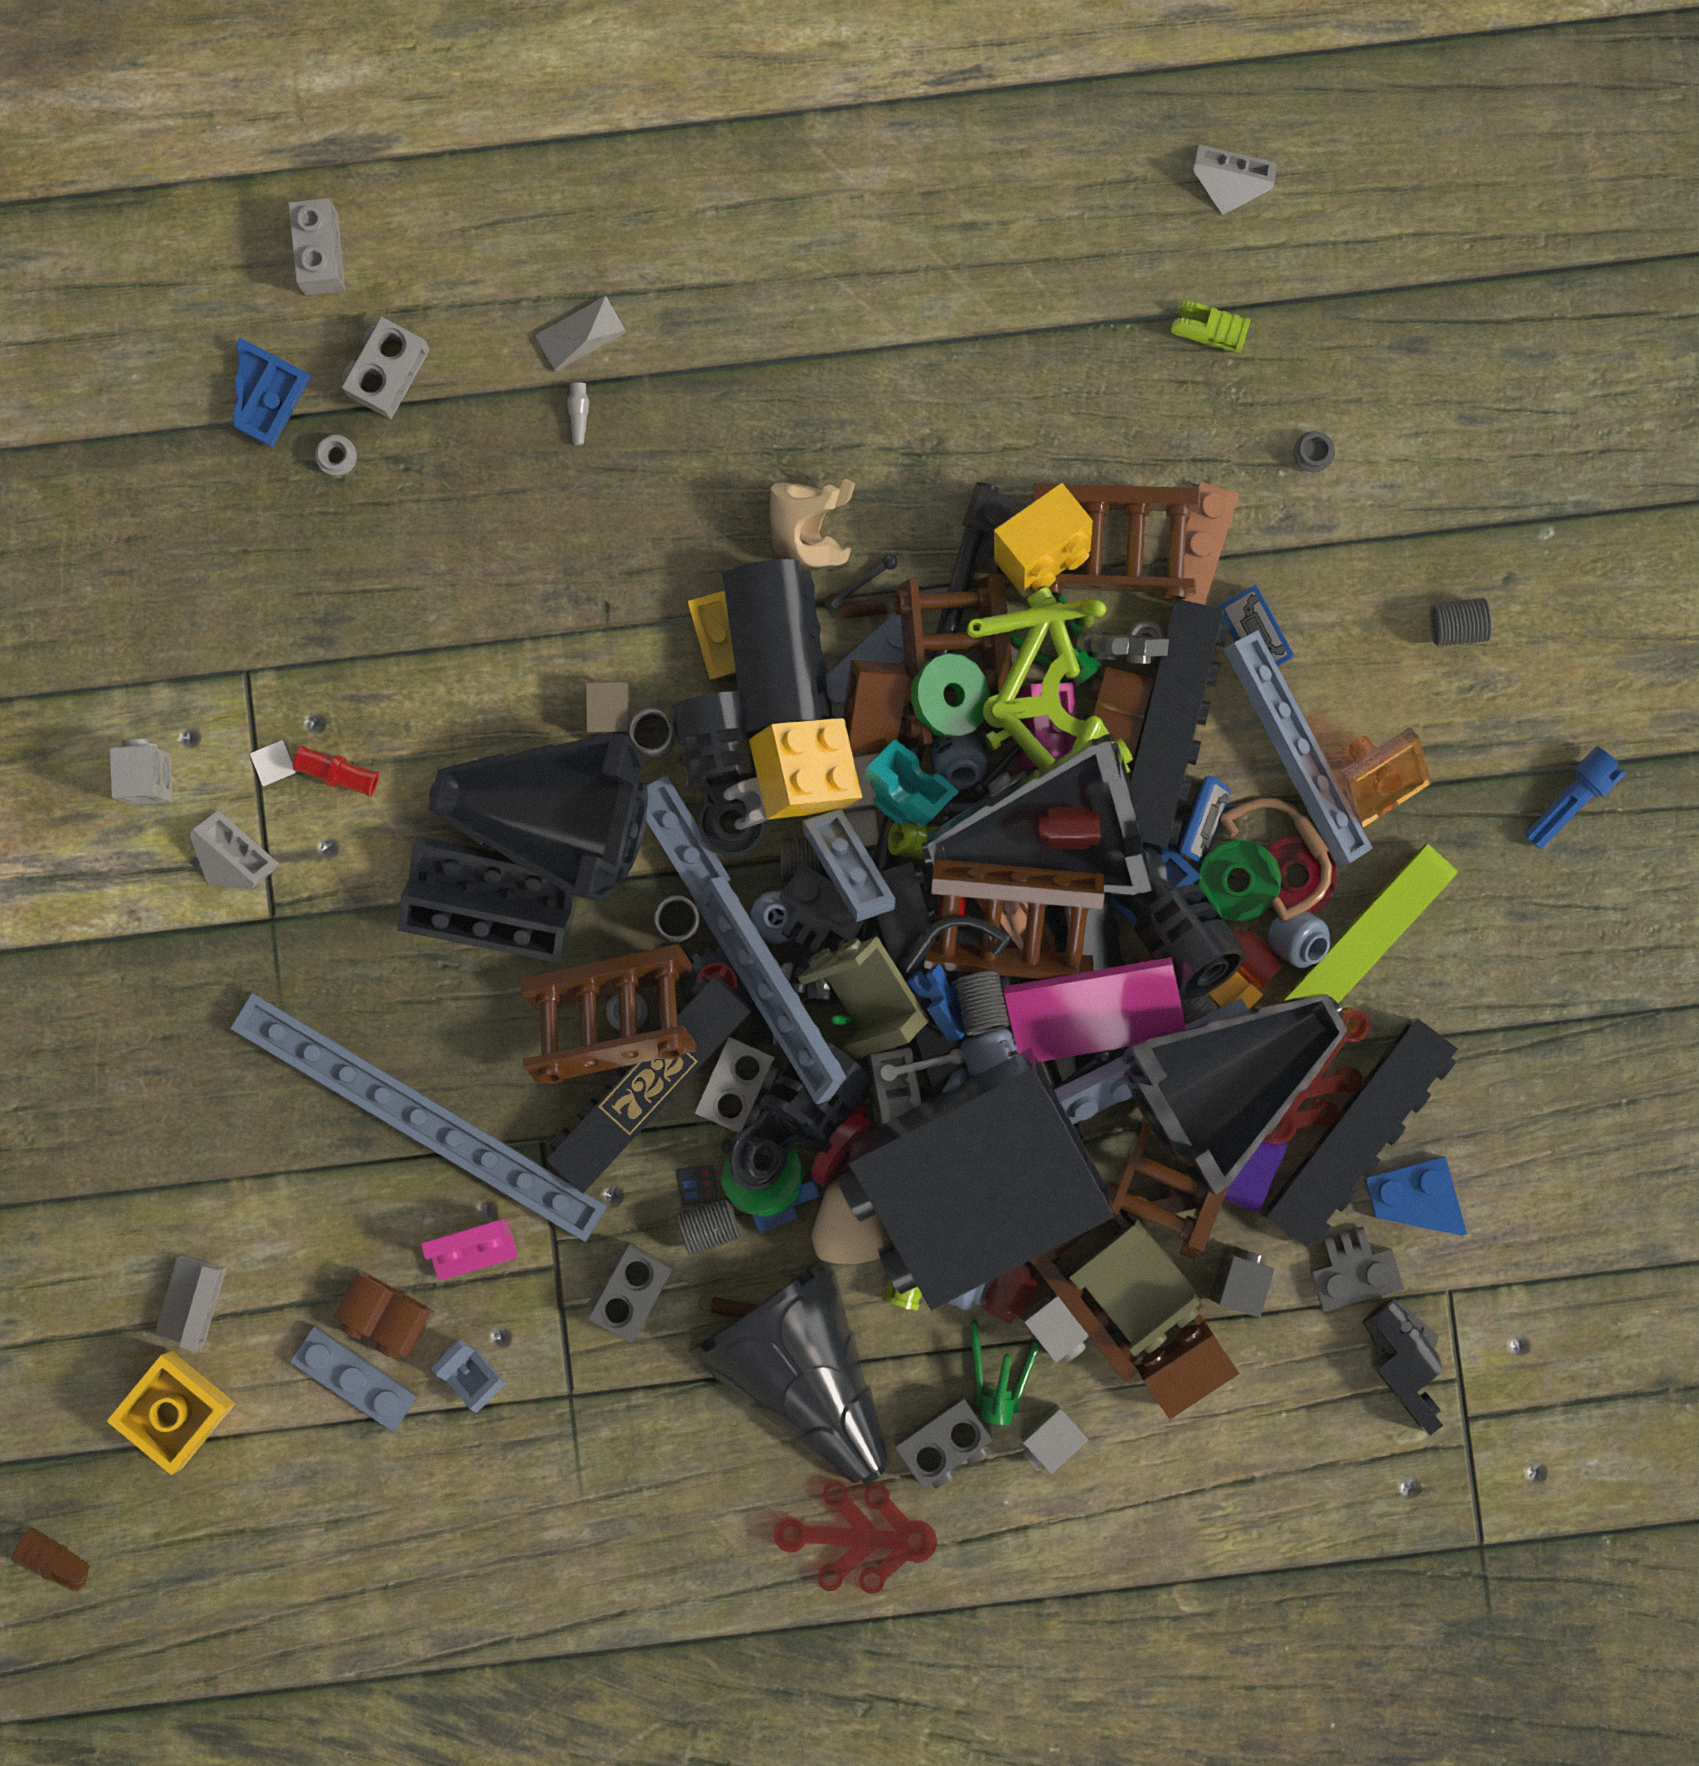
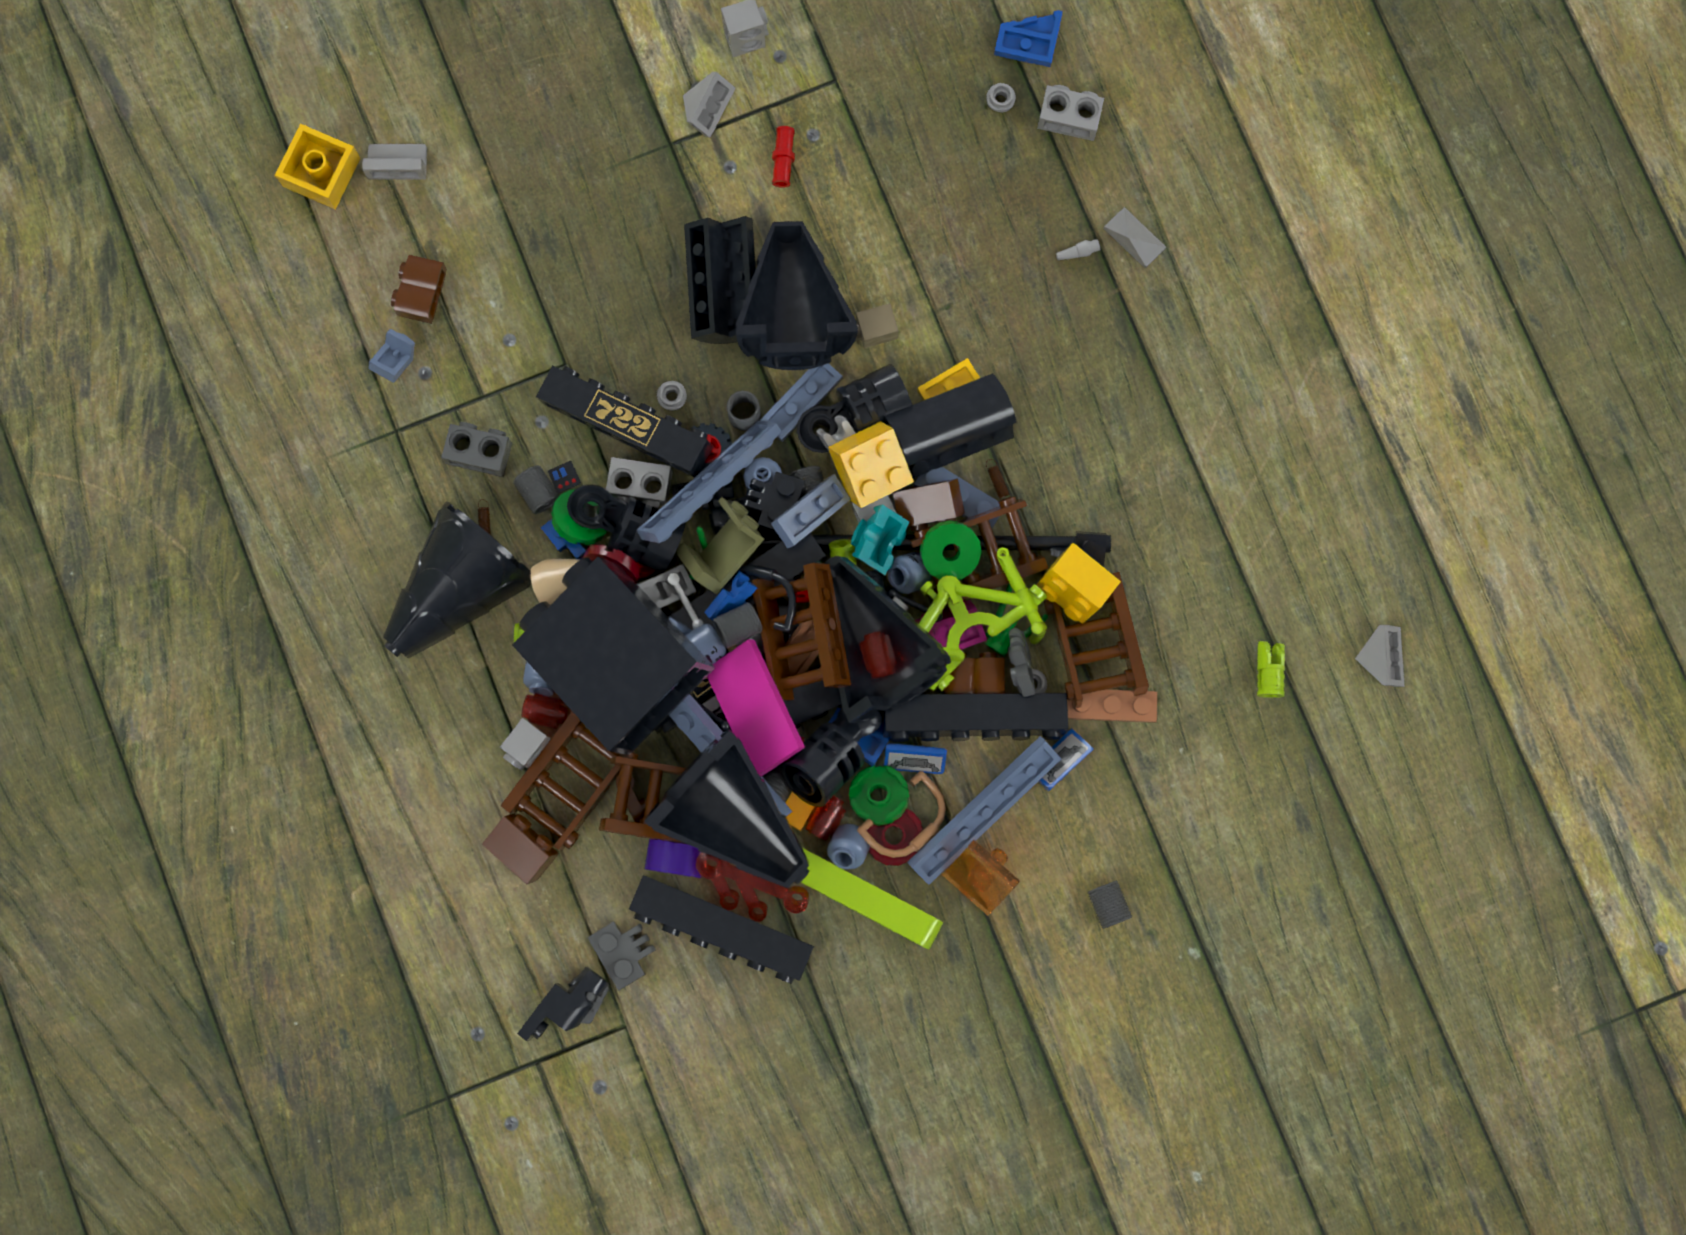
camera: 75 degrees right, 5 degrees down
(51, 1560) = (199, 117): reddish brown hinge -> none
(272, 763) = (777, 114): white sticker -> none
(317, 246) = (1140, 44): light grey brick -> none
(354, 1378) = (371, 283): sand blue plate -> none
(419, 1117) = (560, 276): sand blue plate -> none
(471, 1249) = (479, 334): dark pink bracket -> none
(600, 979) = (681, 361): reddish brown fence -> none
(646, 714) = (865, 345): dark grey piece -> none
(796, 520) = (1046, 417): tan piece -> none
(835, 599) = (1036, 490): black hinge -> none
(863, 1538) = (347, 655): clear red plant -> none
(864, 825) = (843, 521): white sticker -> none
(937, 1433) = (430, 688): dark grey brick -> none
(997, 1403) = (465, 721): green plant -> none
(1052, 1440) = (447, 768): light grey brick -> none
(1138, 1287) = (569, 795): olive panel -> none
(1242, 1282) = (592, 869): dark grey brick -> none
(1314, 451) = (1203, 767): dark grey plate -> none
(1417, 1196) = (687, 984): blue wing -> none
(1593, 777) = (1024, 1031): blue piece -> none

